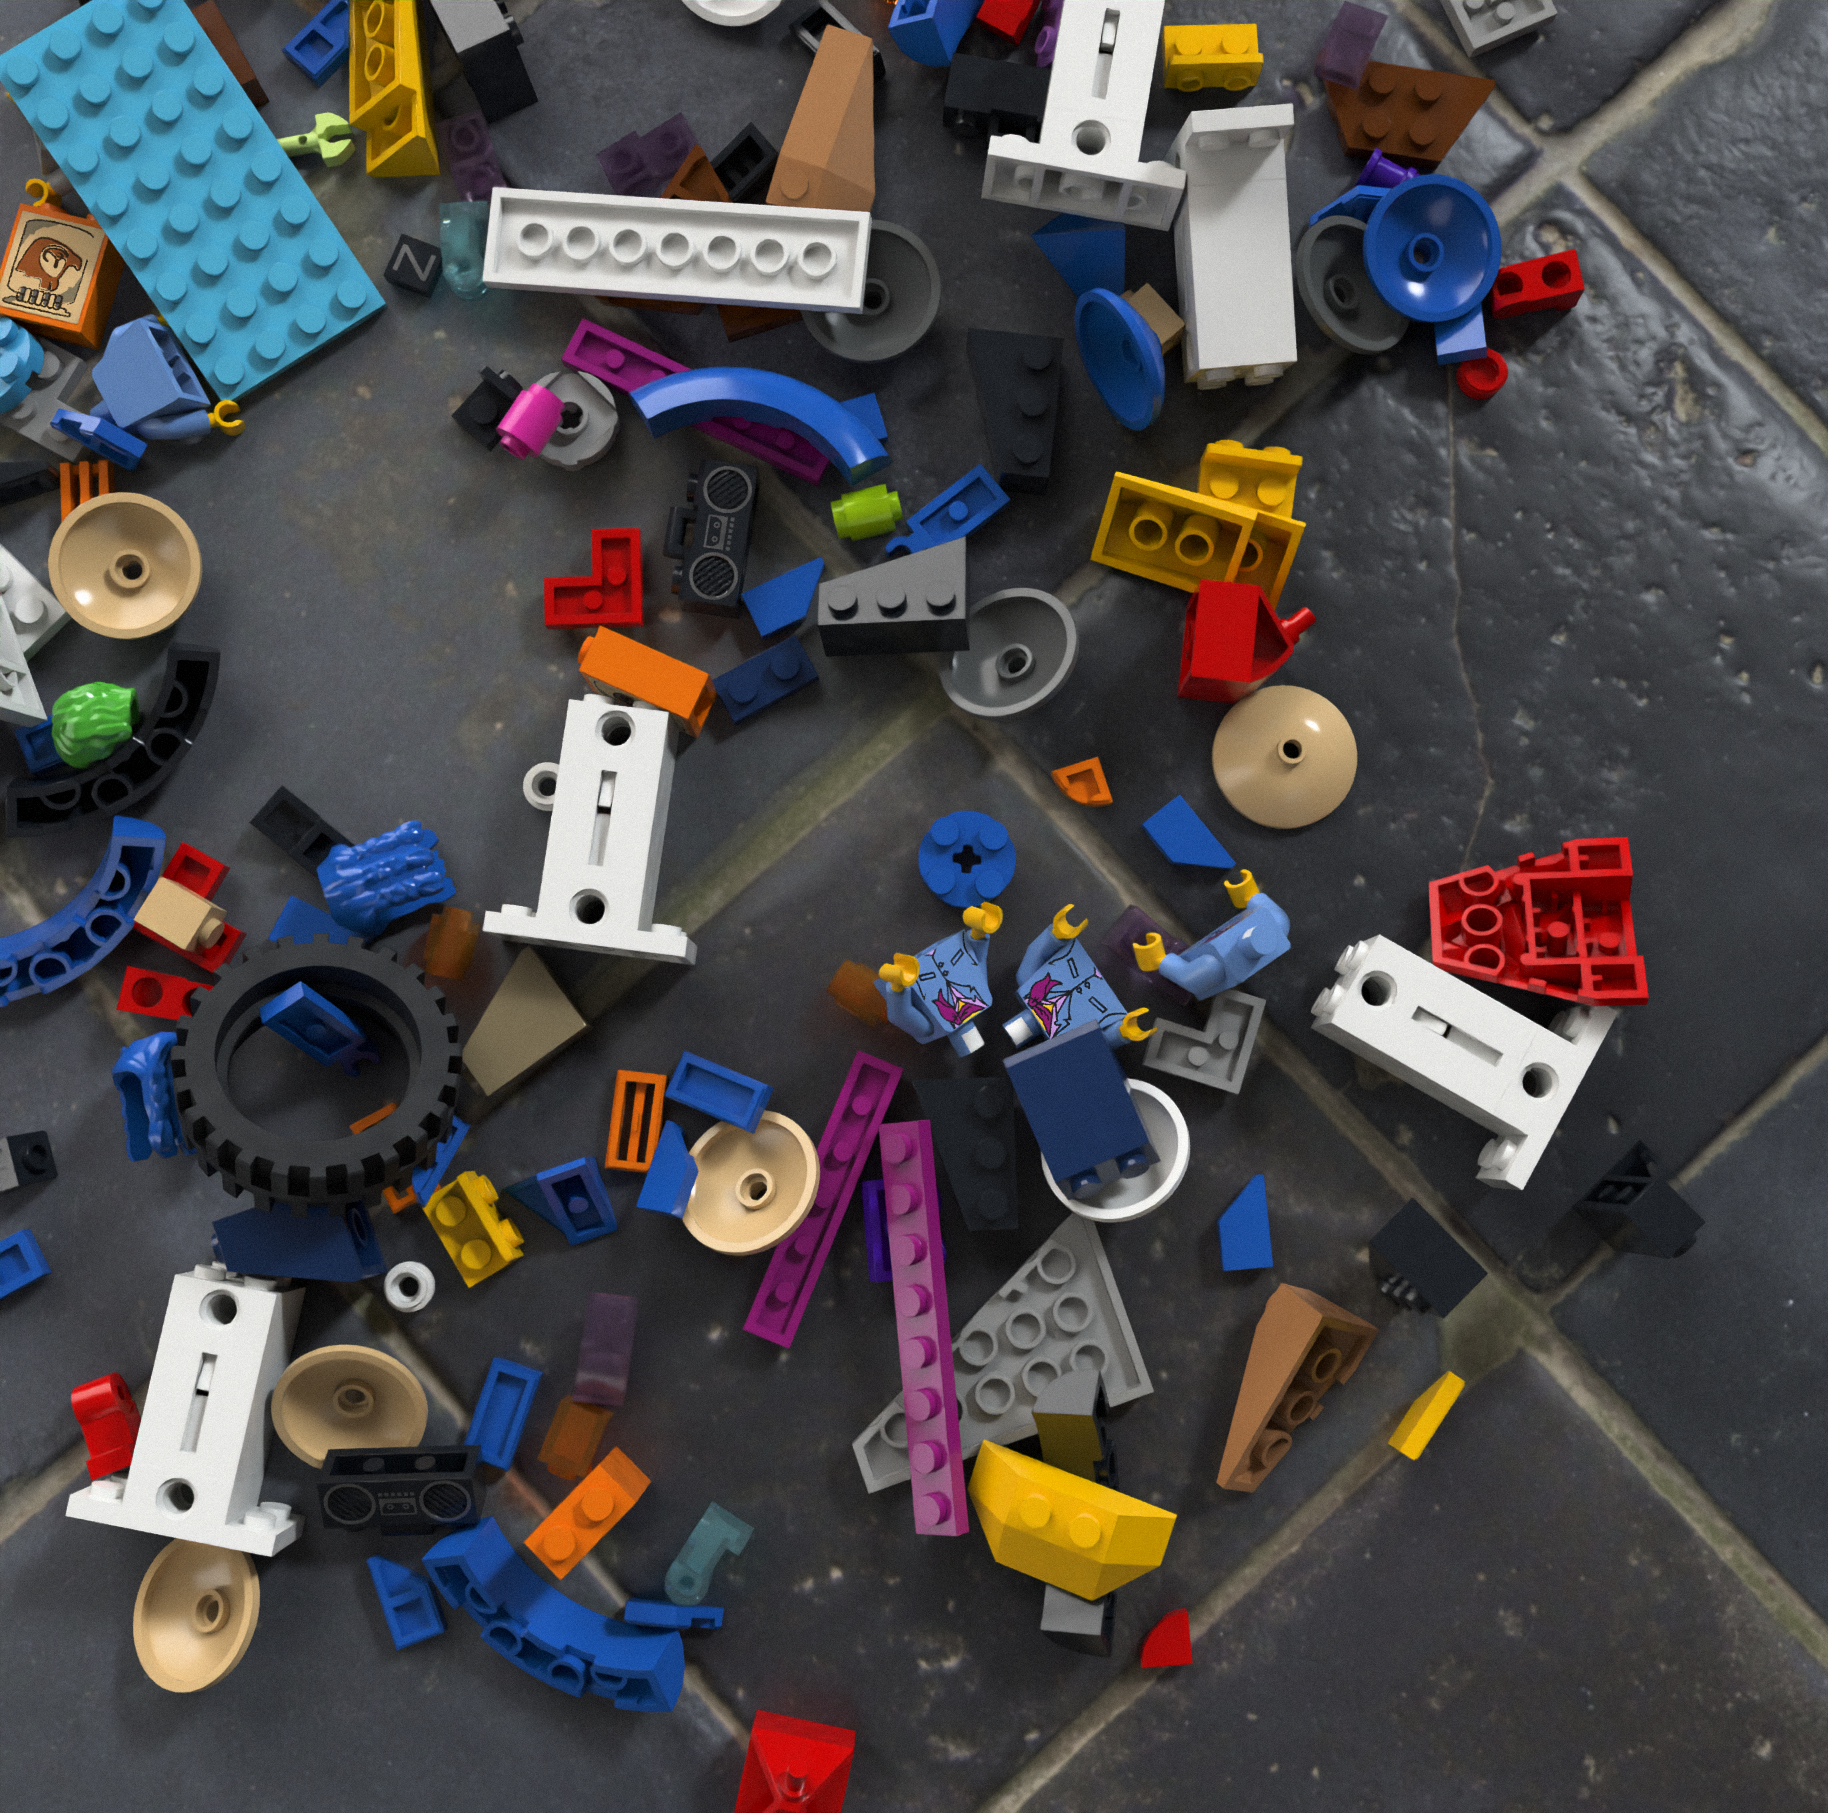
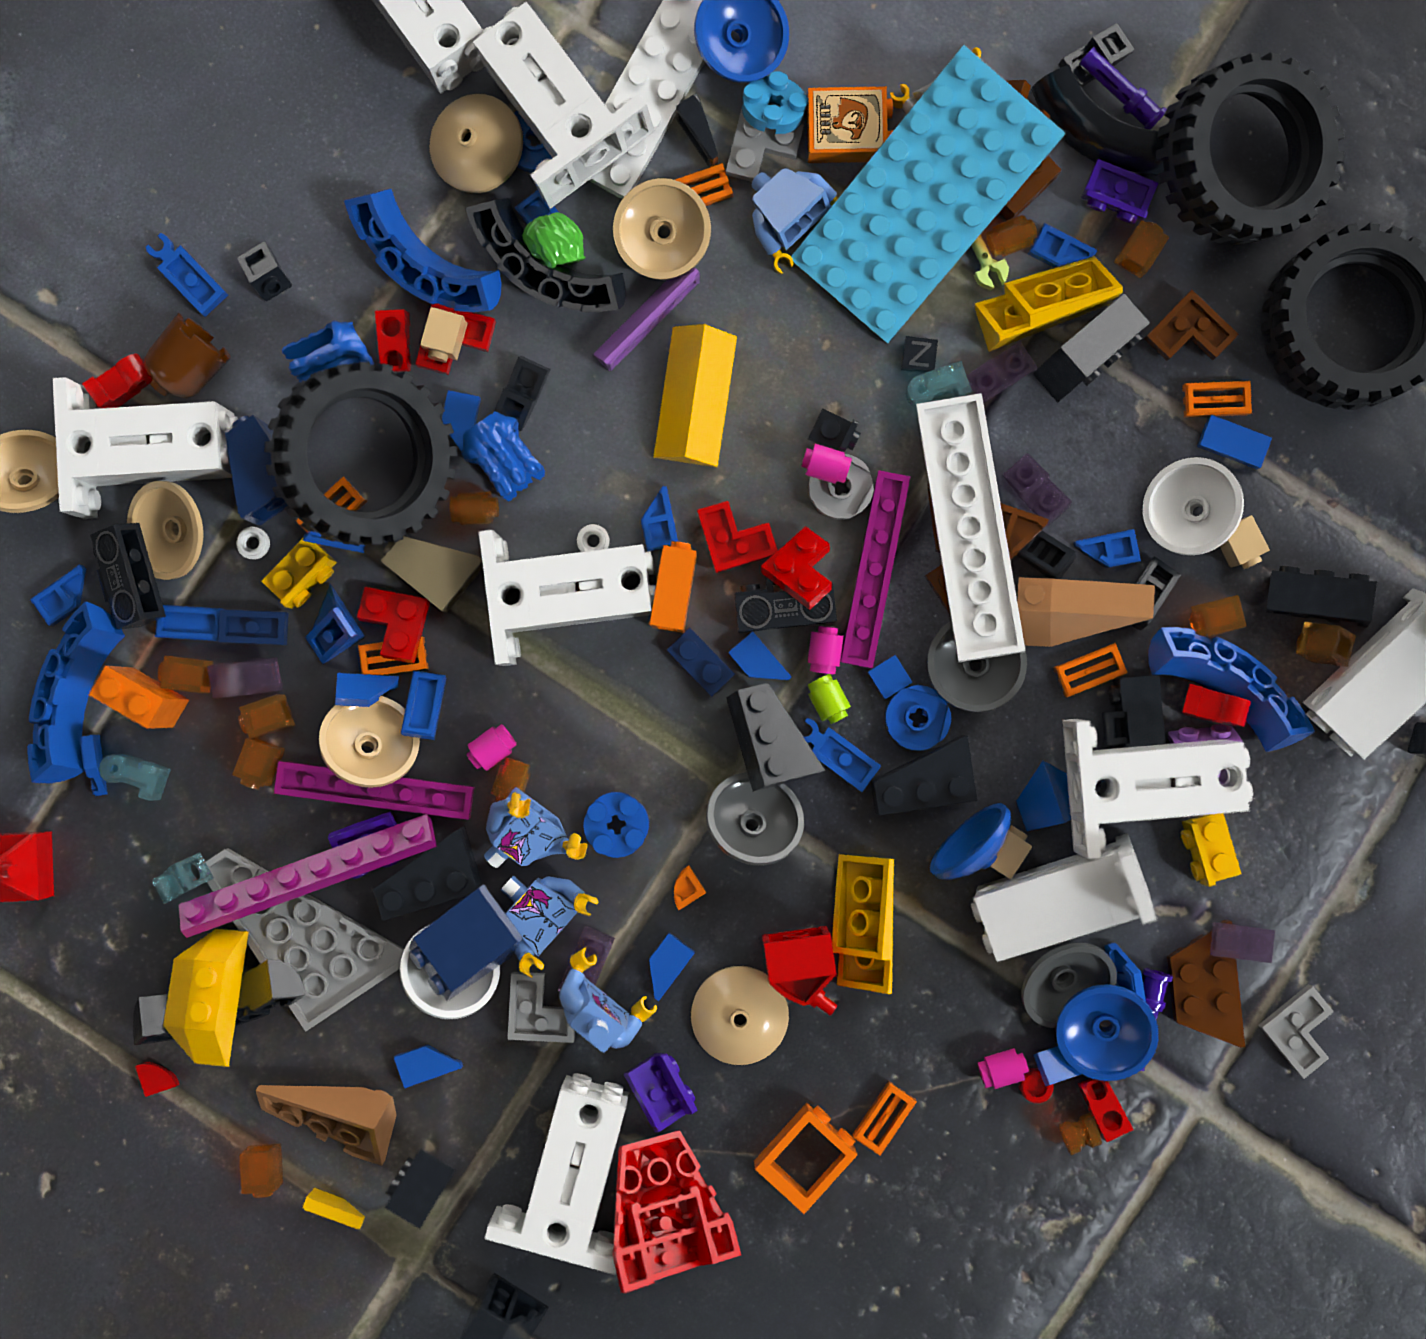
camera: 80 degrees right, 5 degrees up
(101, 437) = (744, 185): blue tile -> none
(102, 1316) = (183, 359): none -> reddish brown cylinder
(249, 629) = (646, 318): none -> medium lavender slope
(286, 96) = (1011, 236): none -> clear orange brick
(319, 1028) = (393, 443): blue plate -> none
(378, 587) = (695, 395): none -> yellow slope
(534, 1317) = (253, 627): none -> dark blue plate
(546, 685) = (659, 523): none -> blue tile
(579, 1090) = (403, 617): none -> red plate
(665, 508) = (793, 569): none -> red plate
(671, 1332) = (265, 716): none -> clear orange brick
(738, 1361) = (258, 763): none -> clear orange brick
(761, 80) = (1111, 549): none -> blue tile
(764, 399) = (885, 614): blue brick -> none
(795, 499) = (825, 650): none -> dark pink brick
(807, 1009) = (490, 747): none -> dark pink brick
(879, 1524) = (180, 880): none -> clear light blue leg
(917, 373) = (927, 733): none -> blue plate
(926, 188) = (1064, 680): none -> orange tile
(1250, 476) = (916, 946): yellow bracket -> none
(1343, 1512) = (261, 1170): none -> clear orange brick
(1365, 891) = (660, 1090): none -> dark purple bracket
(1448, 409) = (1003, 1069): none -> dark pink brick
(1466, 604) = (873, 1111): none -> orange tile
(1475, 734) = (782, 1180): none -> orange window
(1563, 328) = (1080, 1133): none -> clear orange wheel

